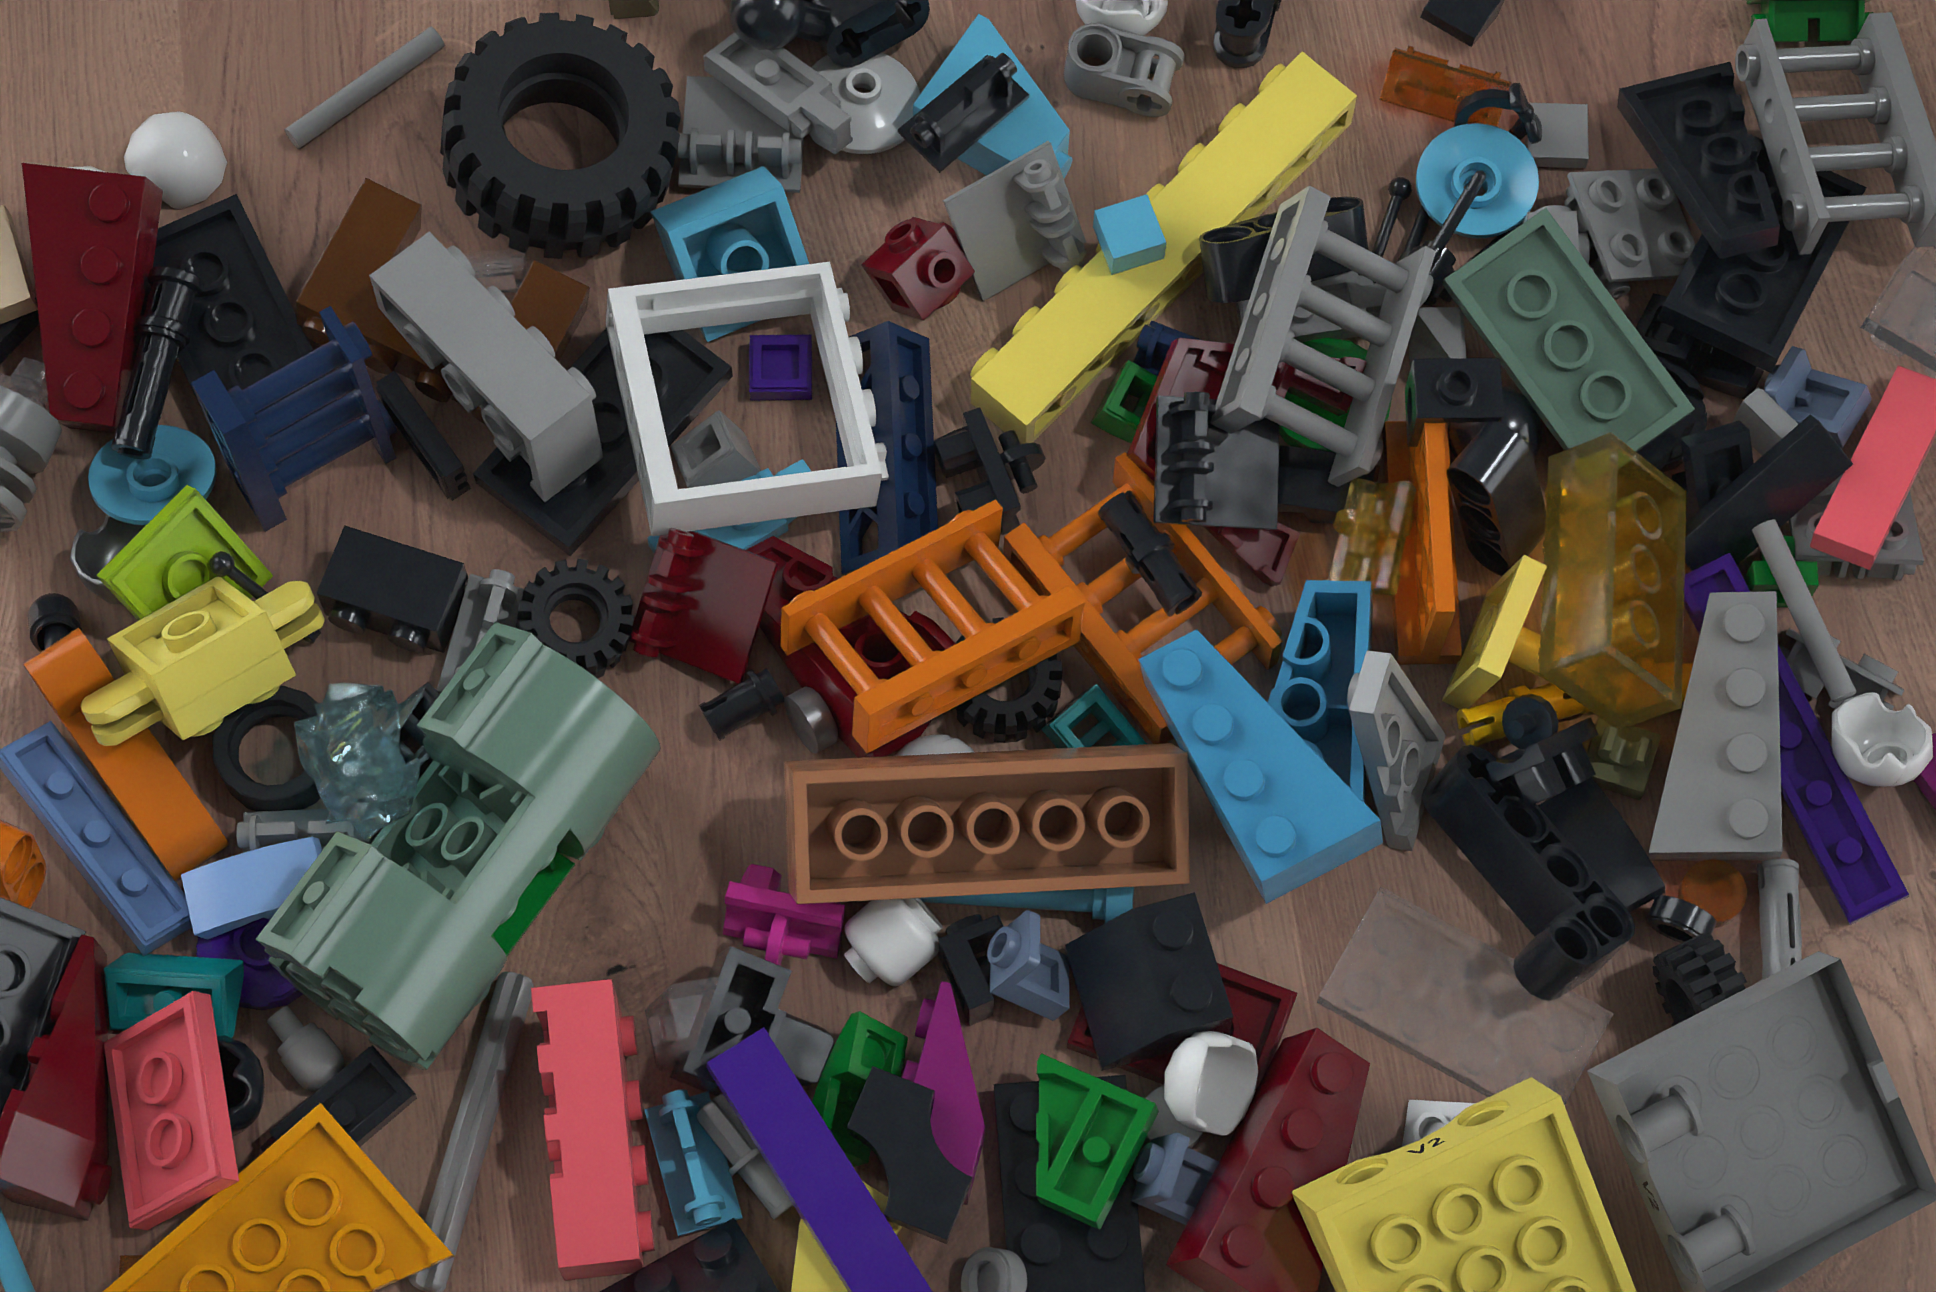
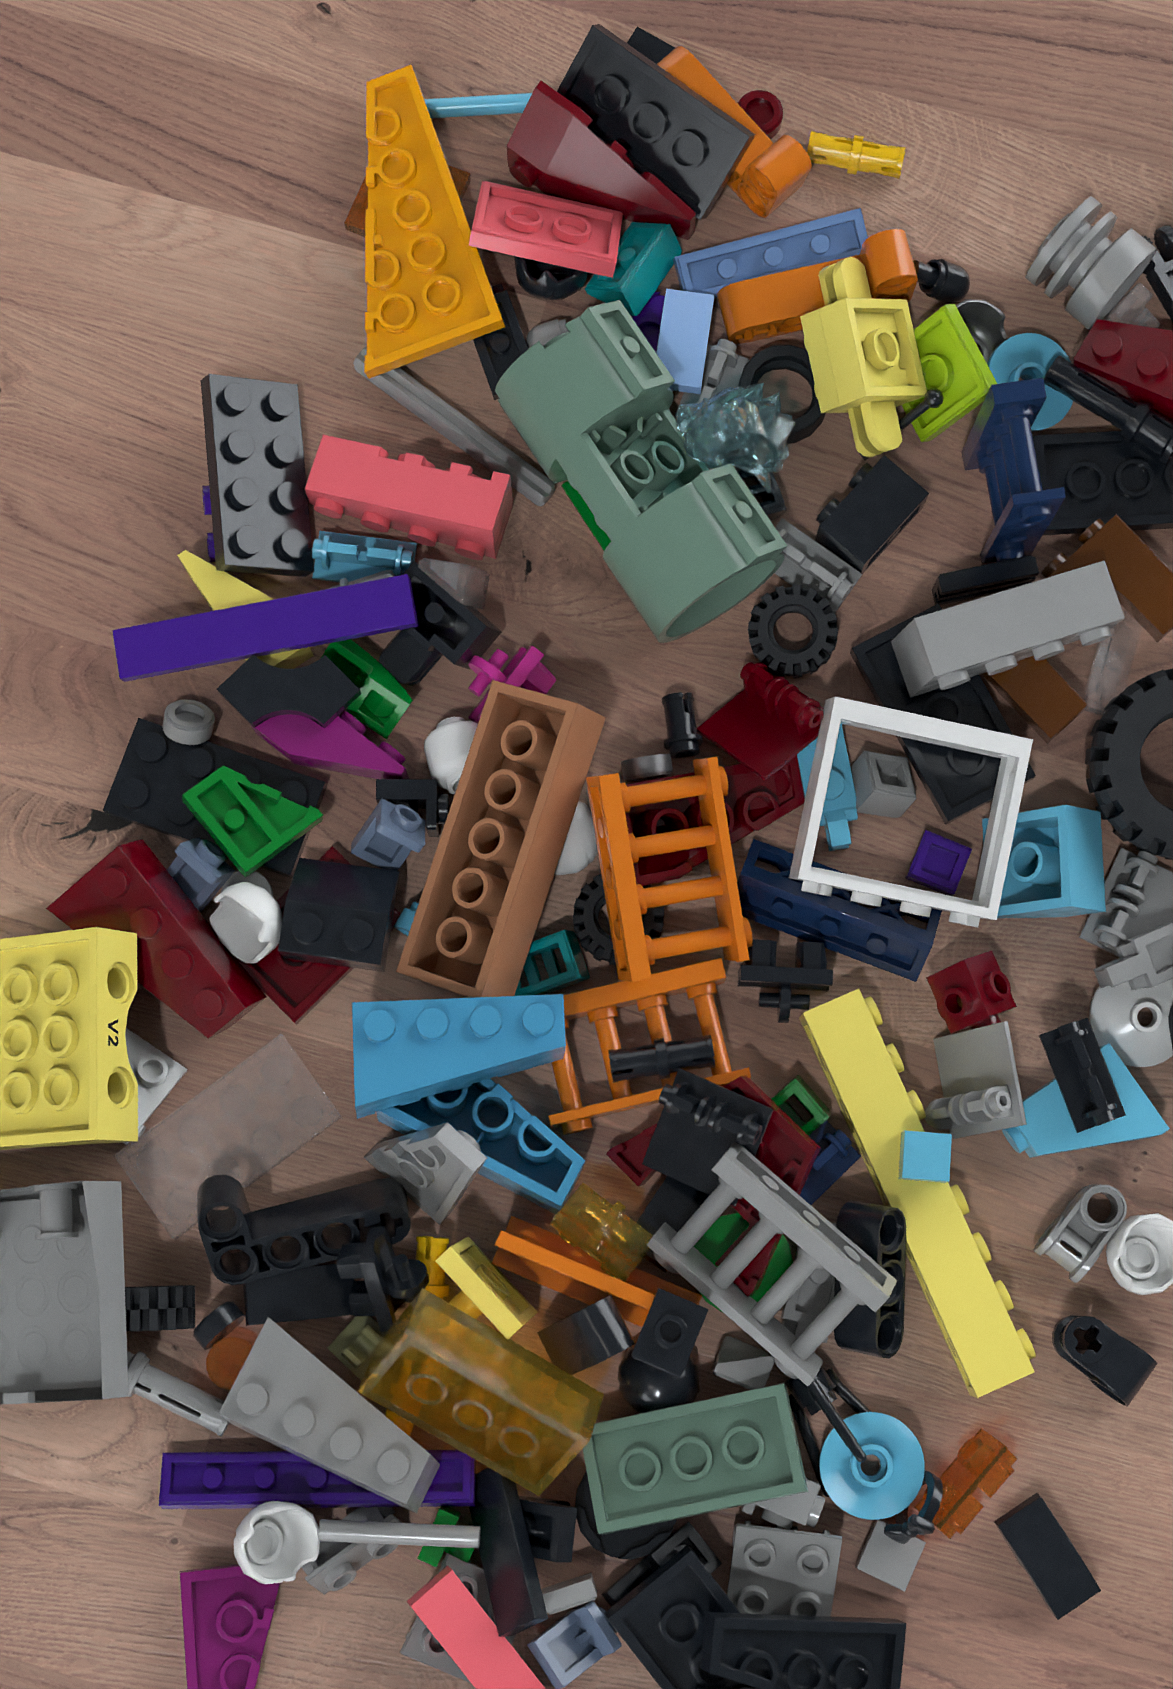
camera: 115 degrees right, 10 degrees up
(1399, 190) = (893, 1403): black hinge -> none

